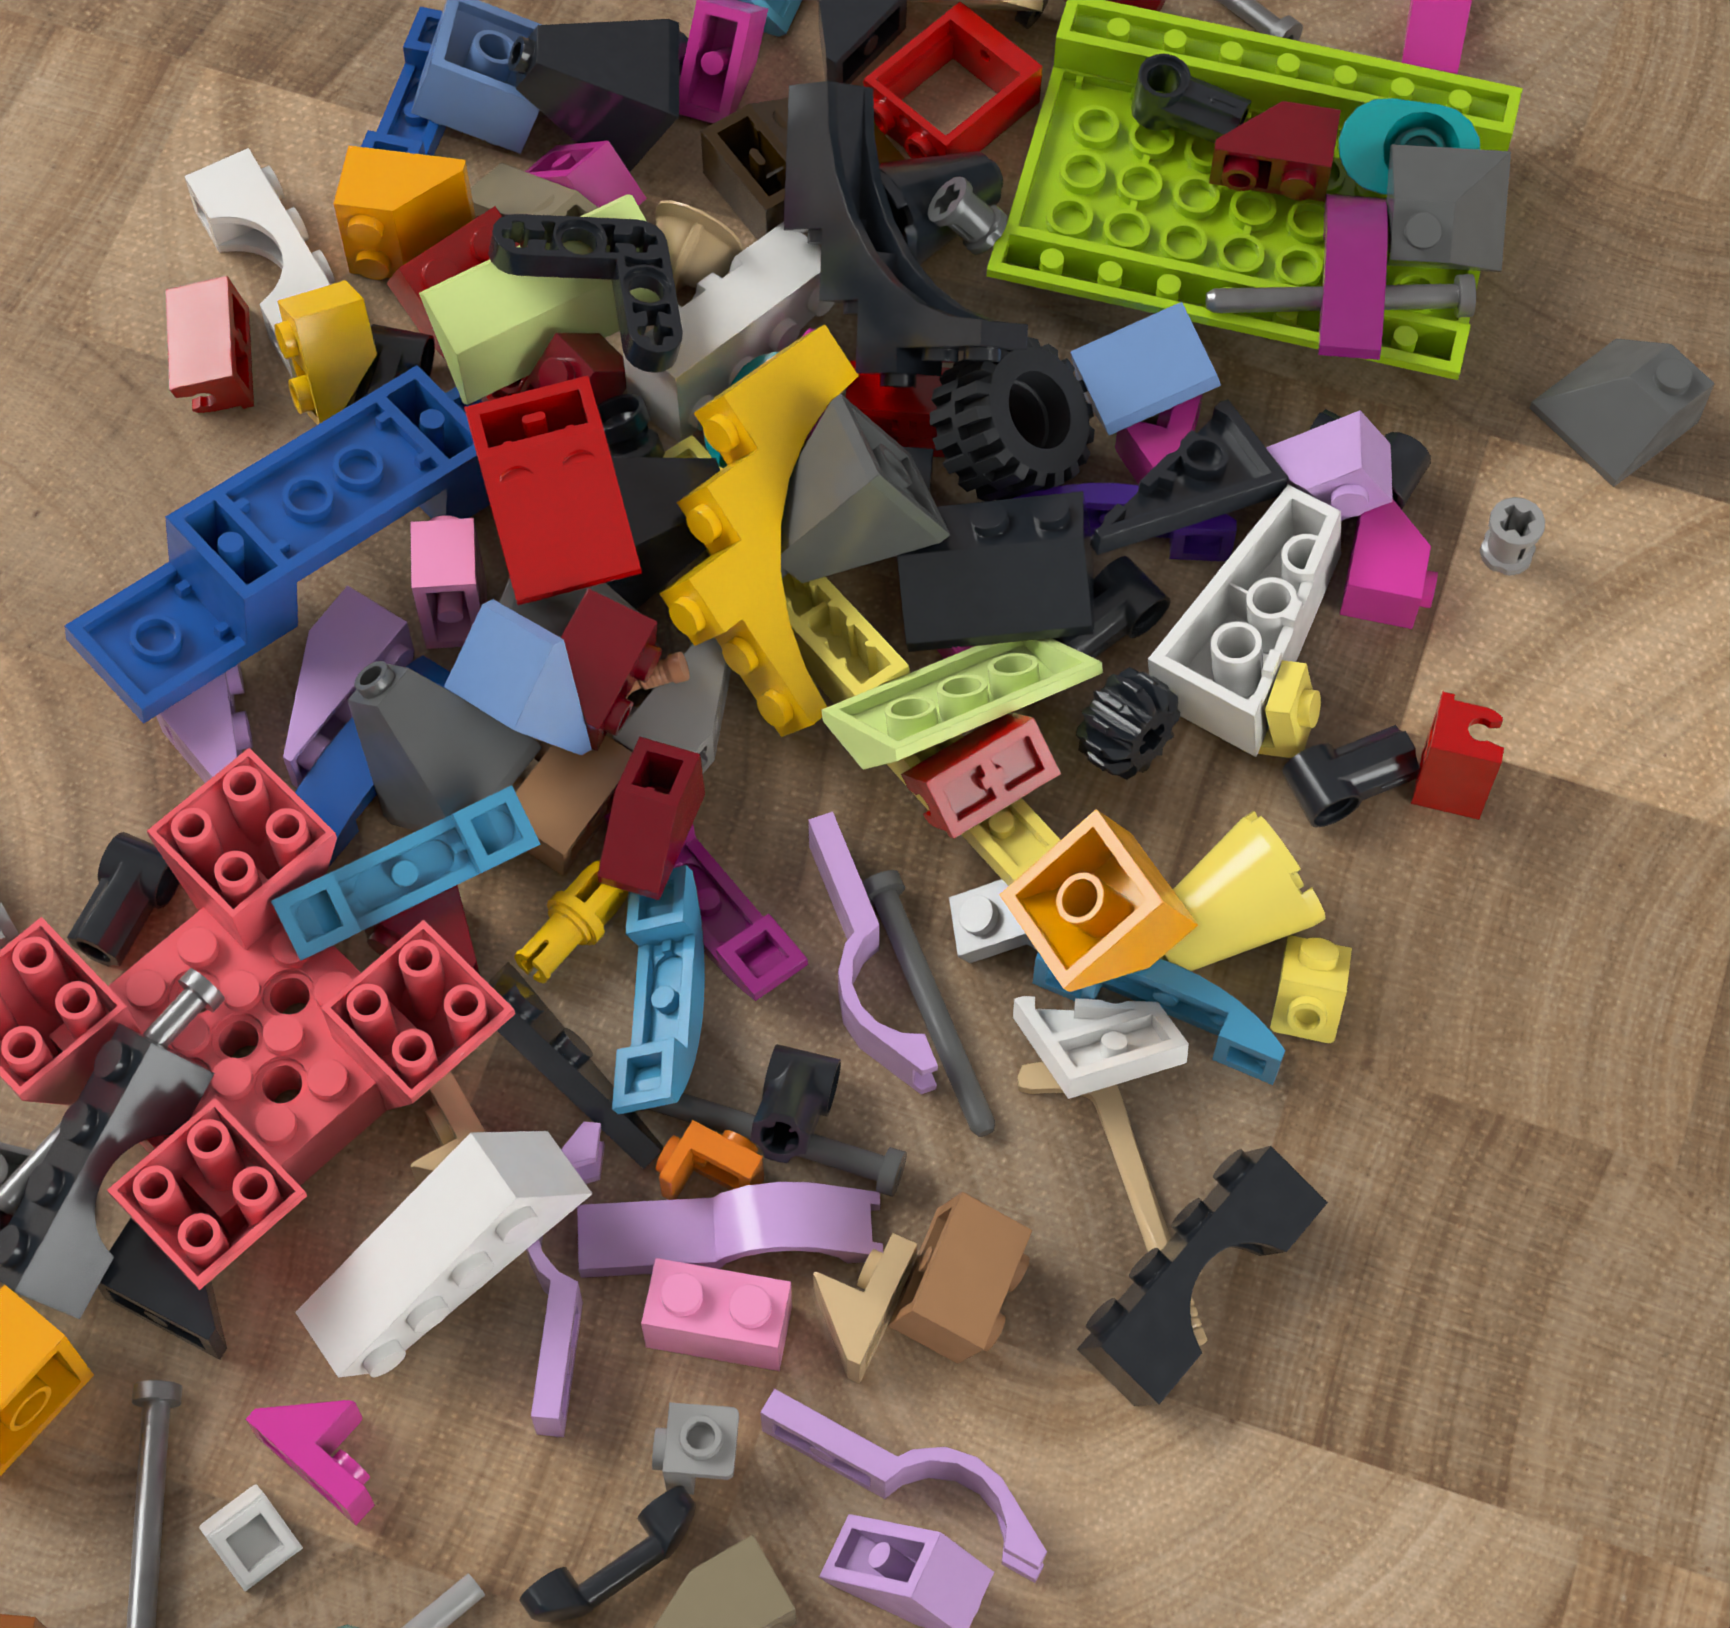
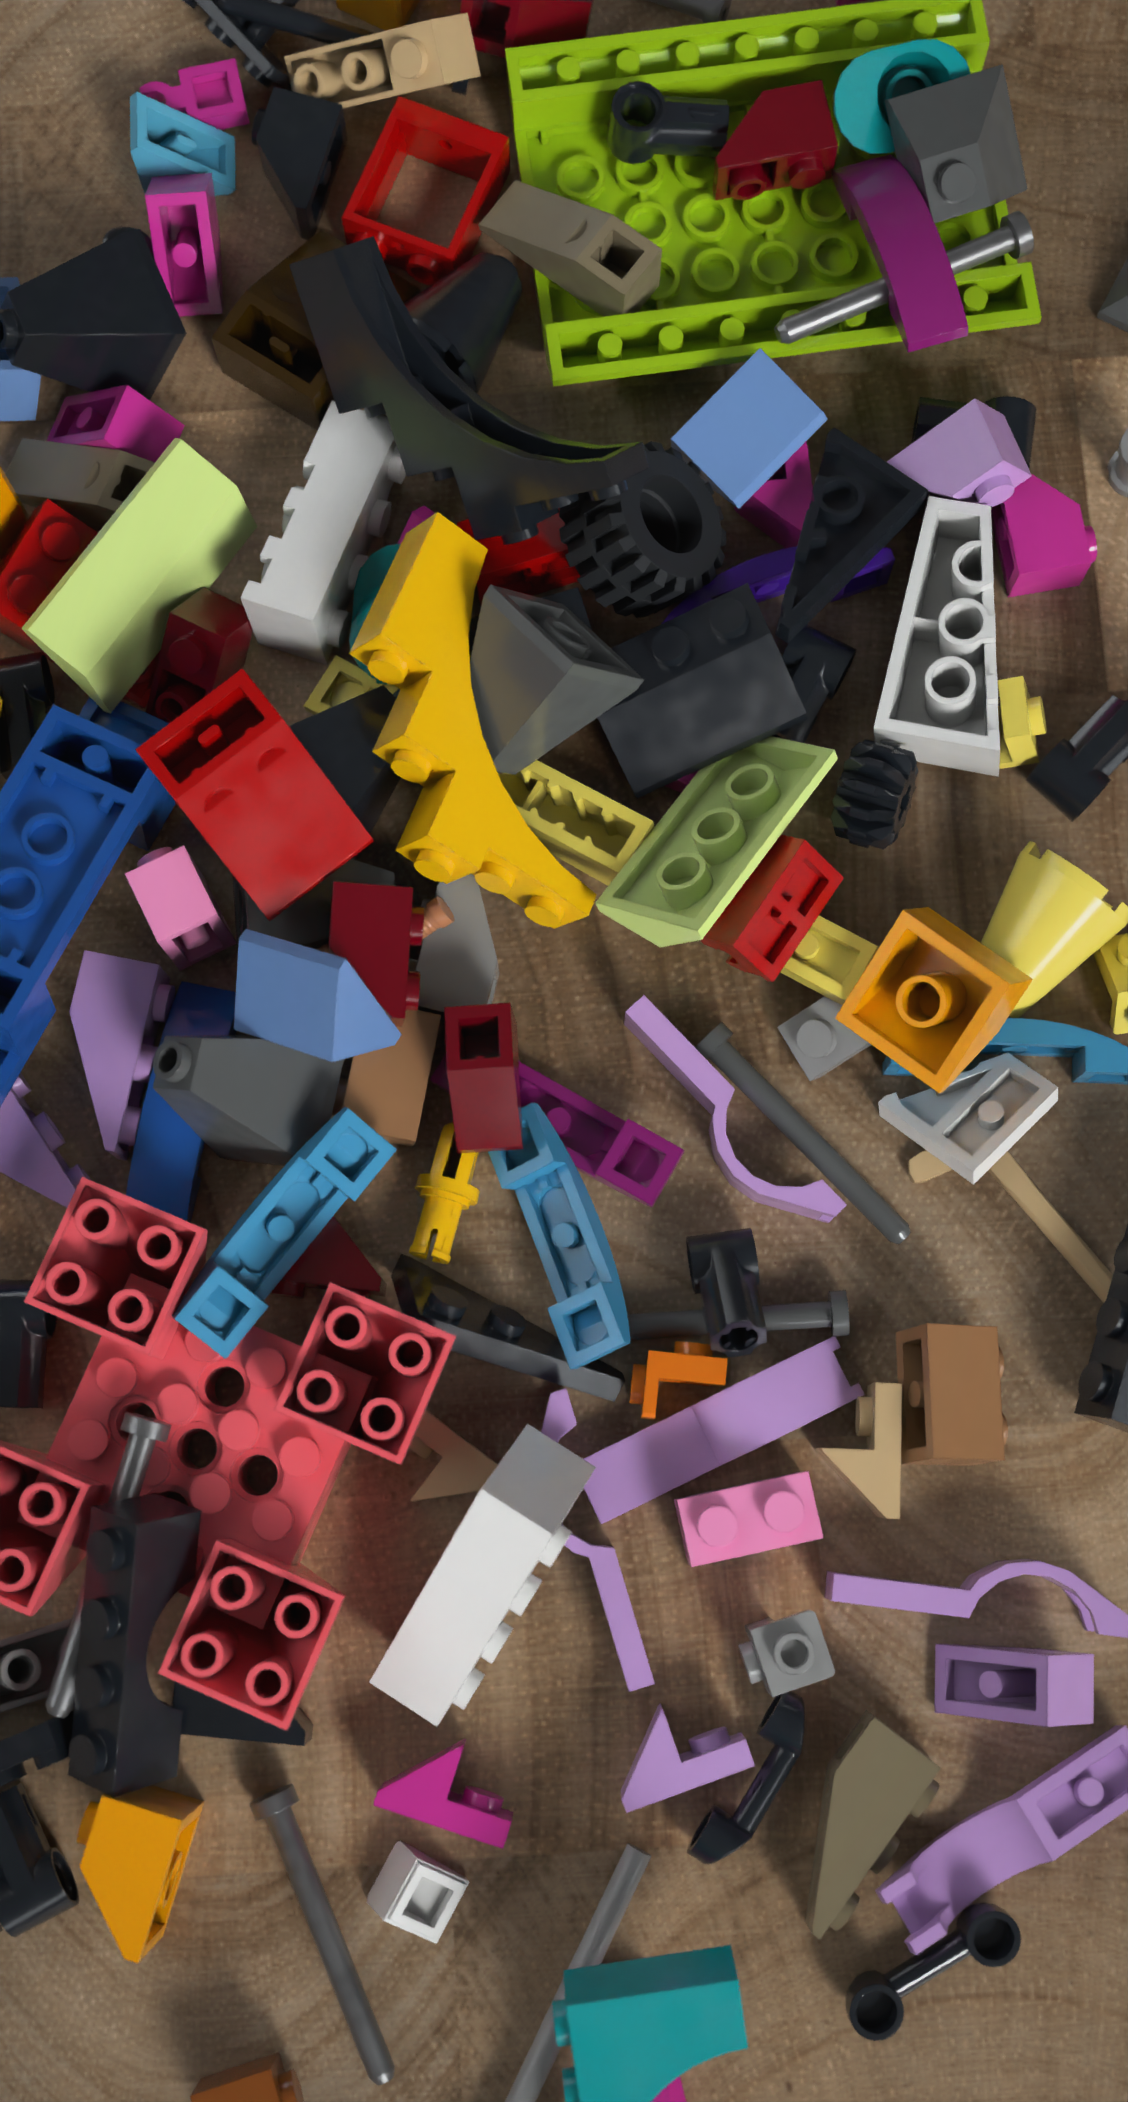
camera: 20 degrees left, 15 degrees up
(530, 1512) = (662, 1772): none -> lavender slope
(622, 264) = (210, 521): black beam -> none
(626, 427) = (283, 683): black wheel -> none
(695, 243) = (257, 463): tan piece -> none
(967, 215) = (511, 331): dark grey bush -> none
(1061, 174) = (577, 248): none -> dark tan slope

